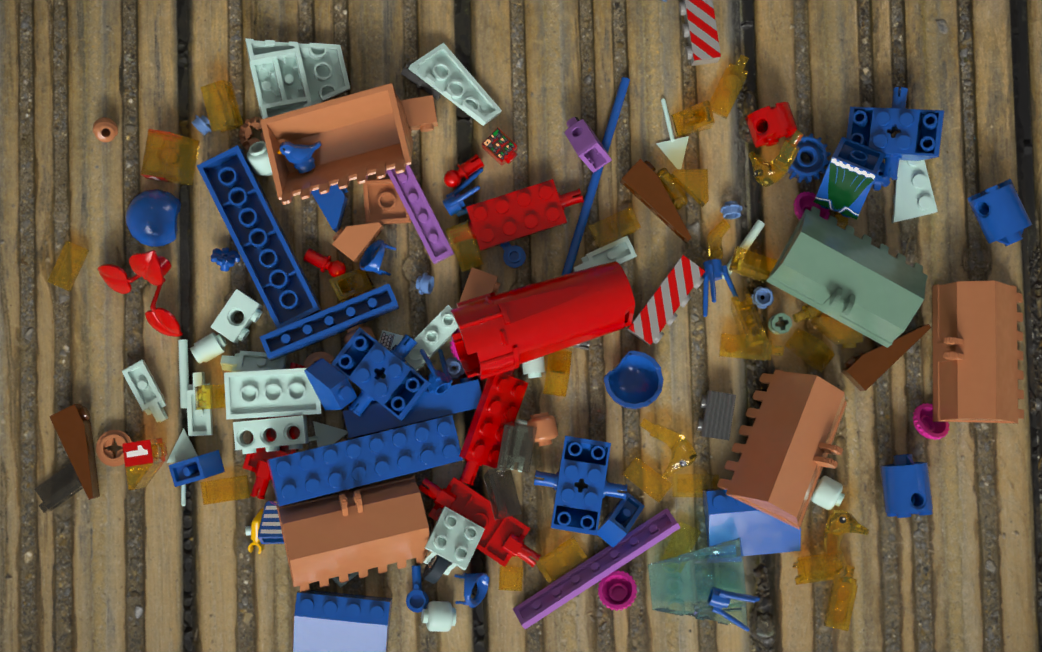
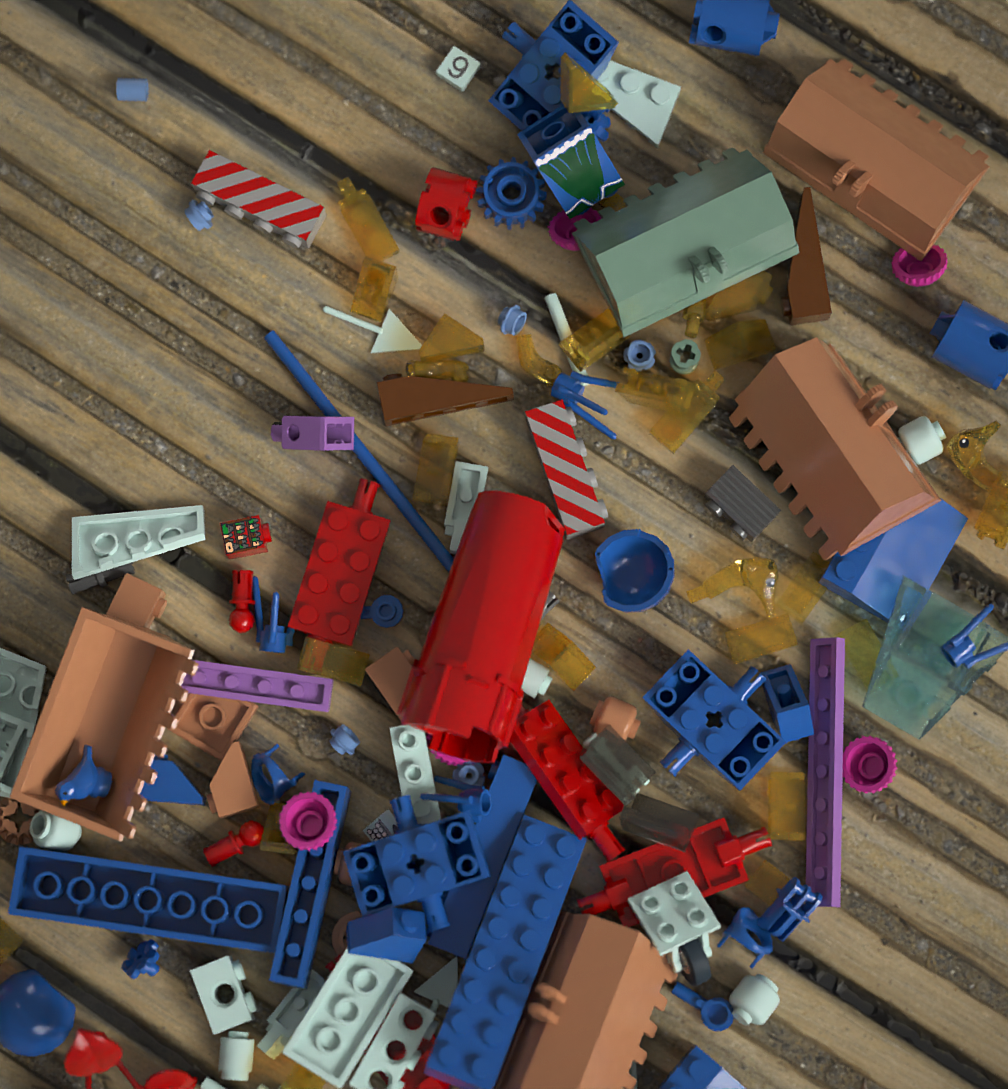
camera: 50 degrees left, 5 degrees down
(362, 296) = (307, 821): none -> dark pink hat
(503, 601) = (789, 911): none -> blue arm
(771, 172) = (500, 244): clear yellow animal -> none
(857, 77) = (458, 69): none -> light aqua tile
(895, 154) = (581, 90): none -> clear yellow slope

